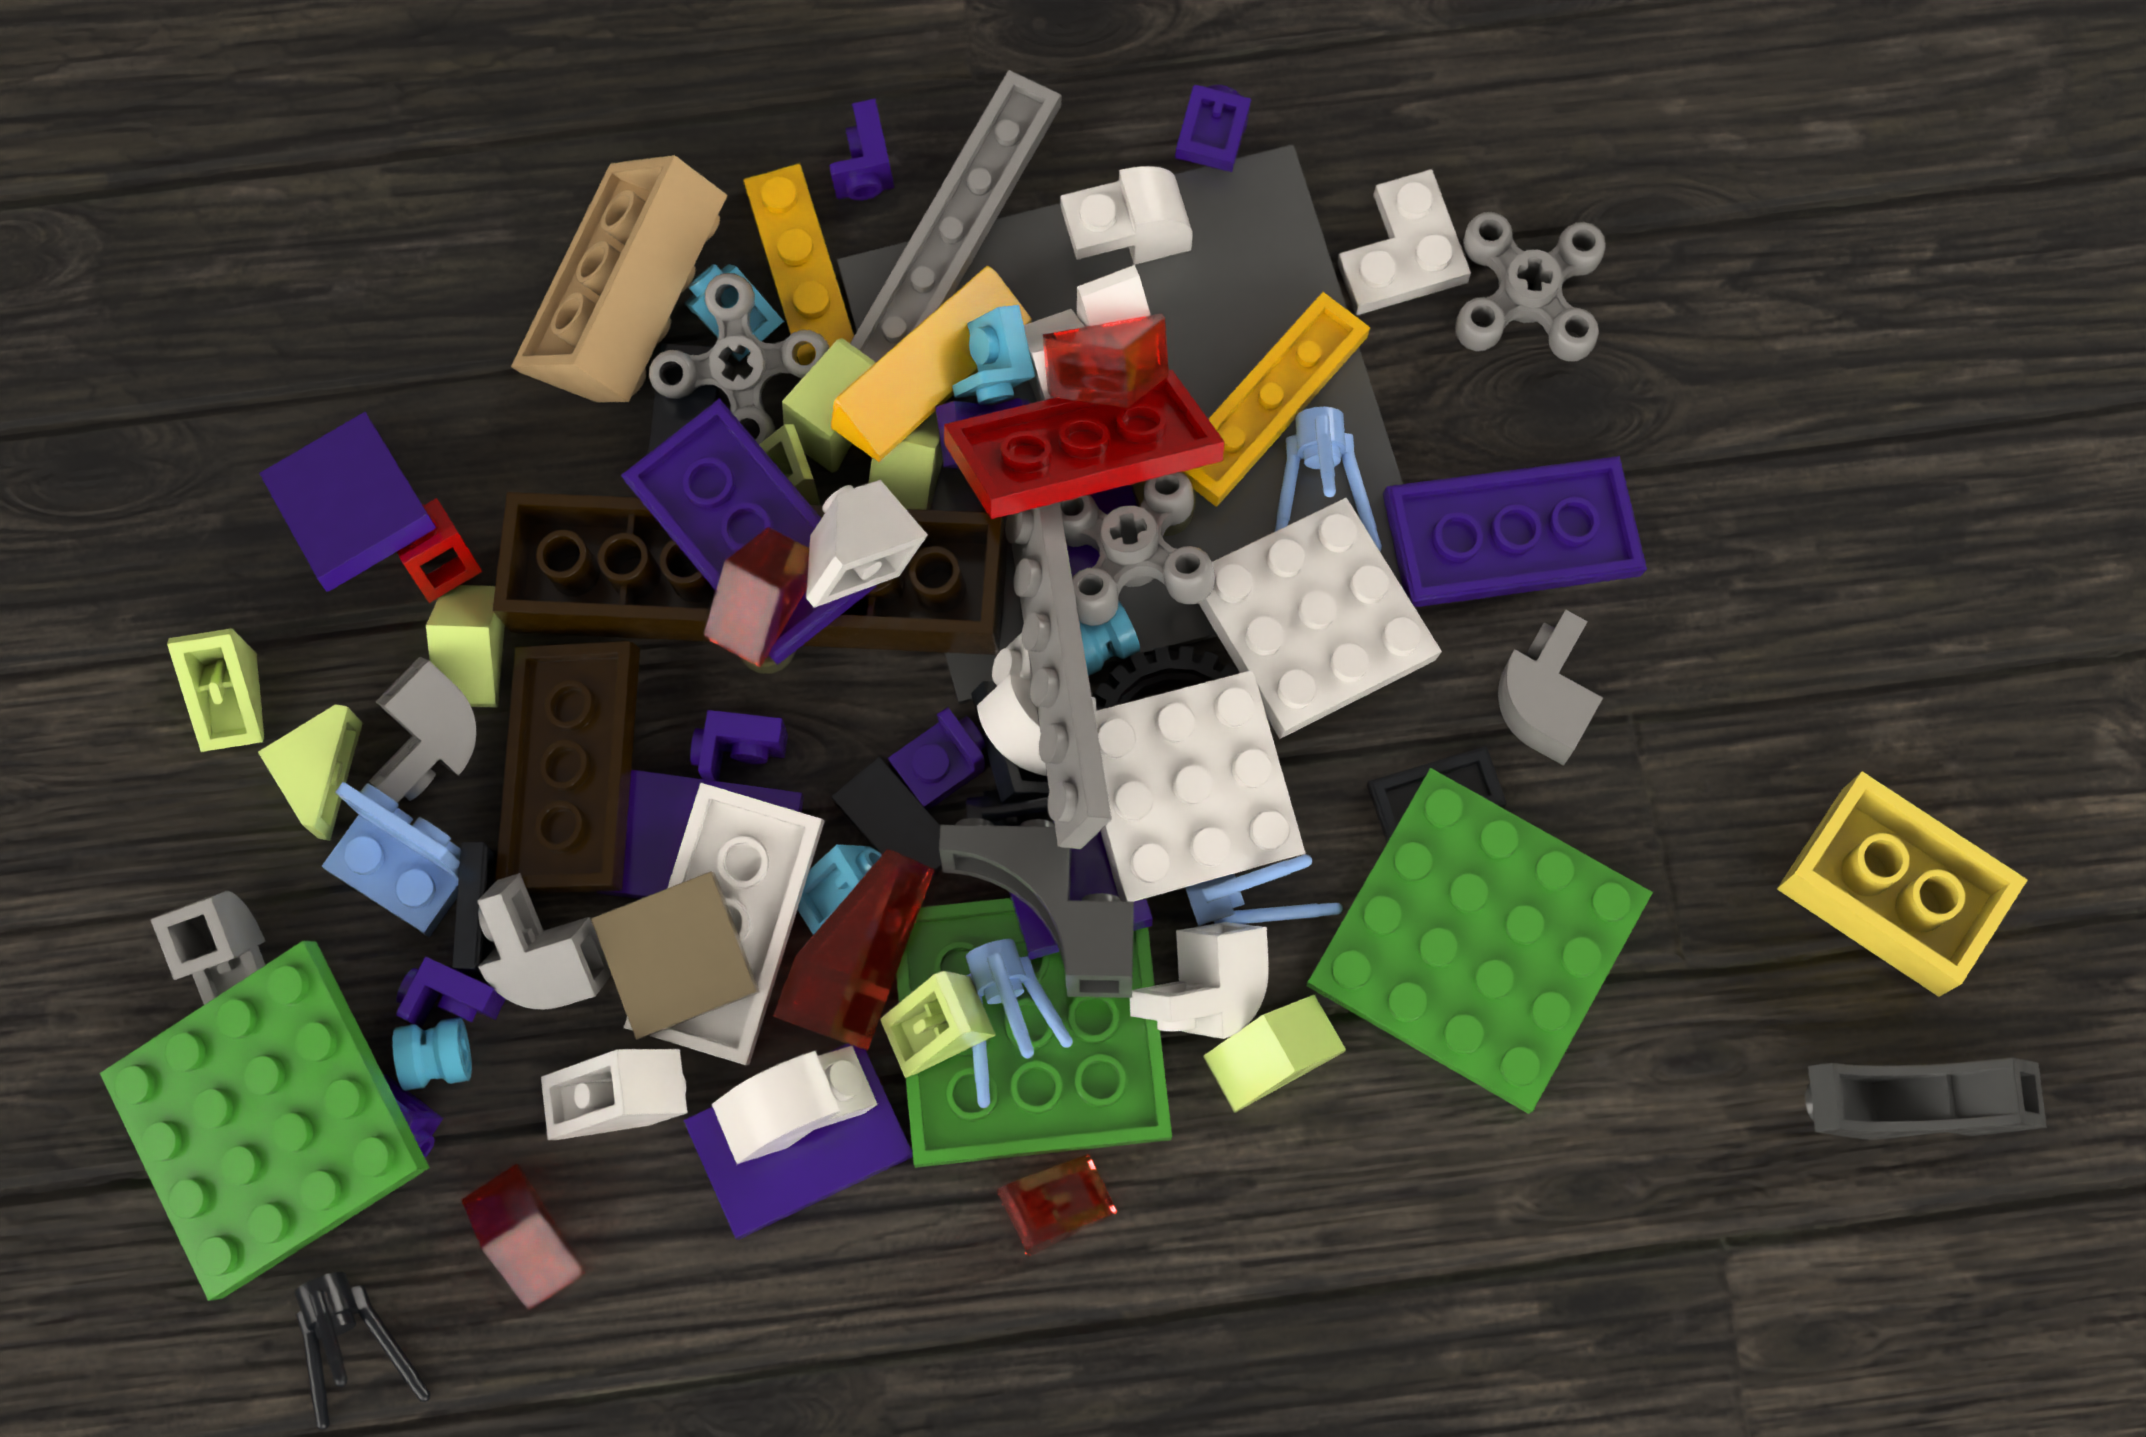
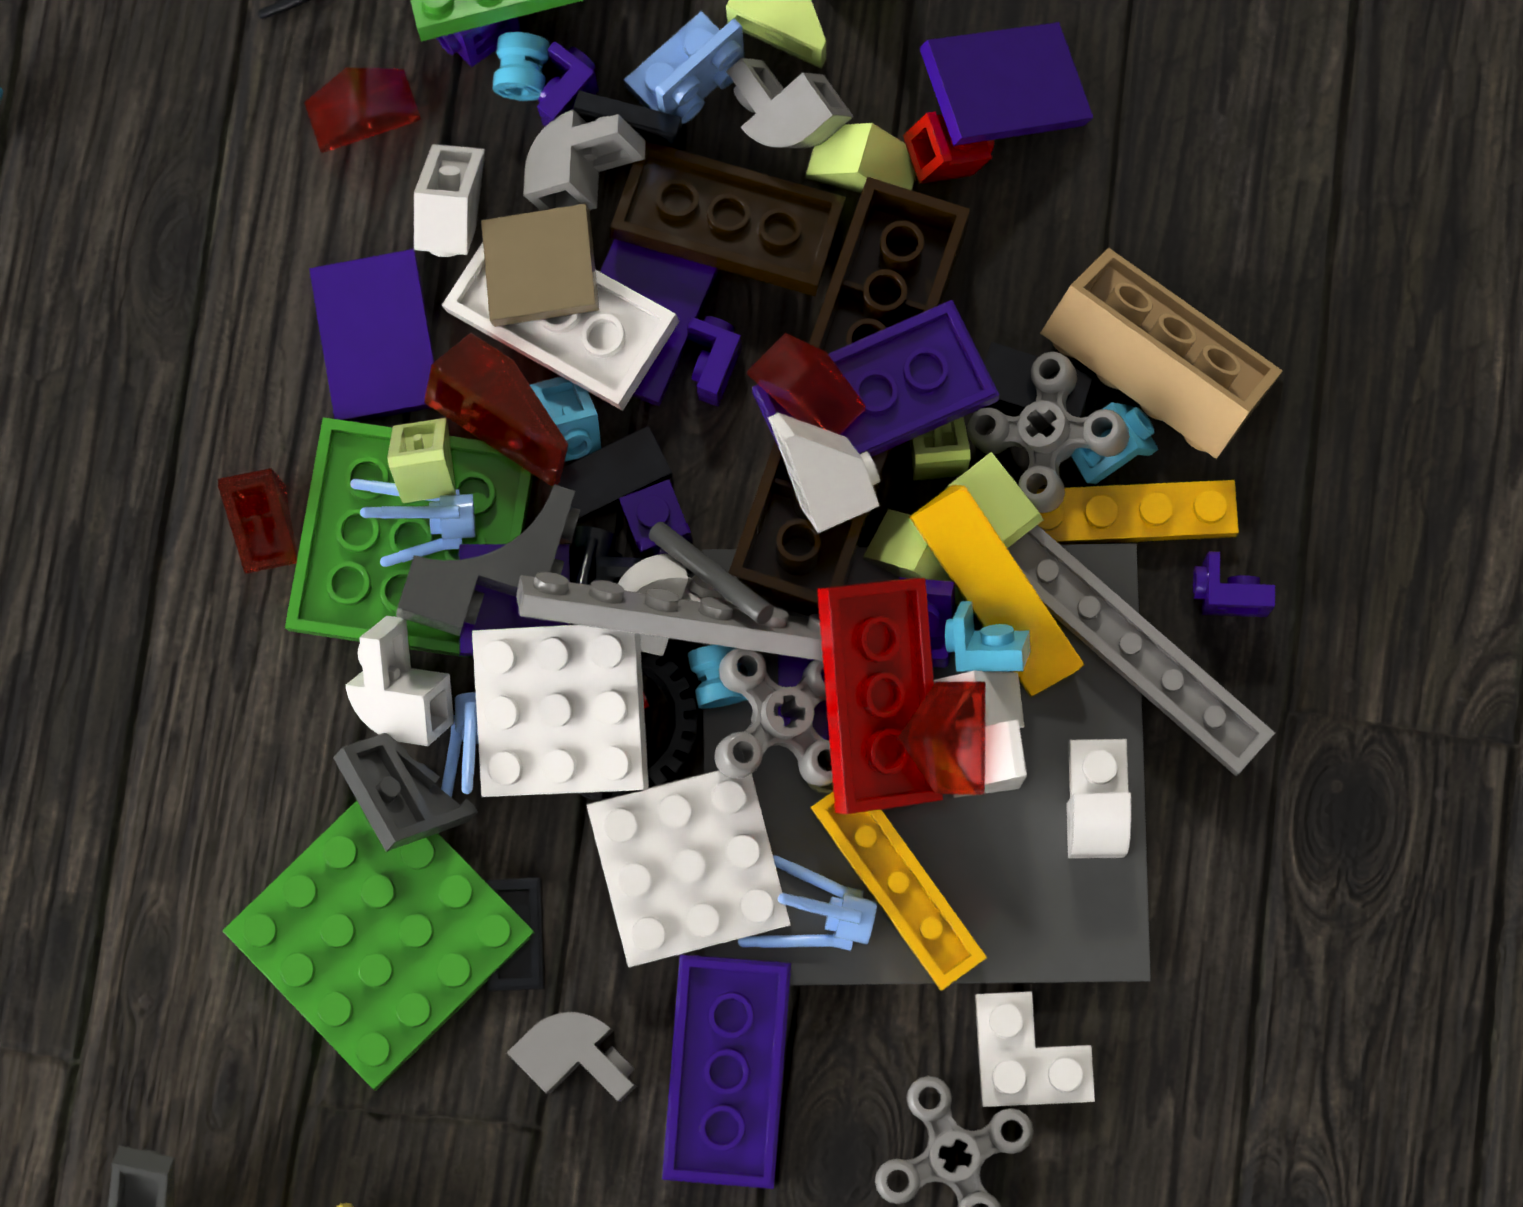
camera: 110 degrees right, 5 degrees up
(792, 1101) = (392, 332): white brick -> none
(995, 653) = (711, 573): none -> dark grey bar
(1213, 127) = (1179, 908): dark purple bracket -> none
(1273, 1051) = (325, 727): yellowish green slope -> none
(1327, 947) = (398, 792): none -> dark grey wing

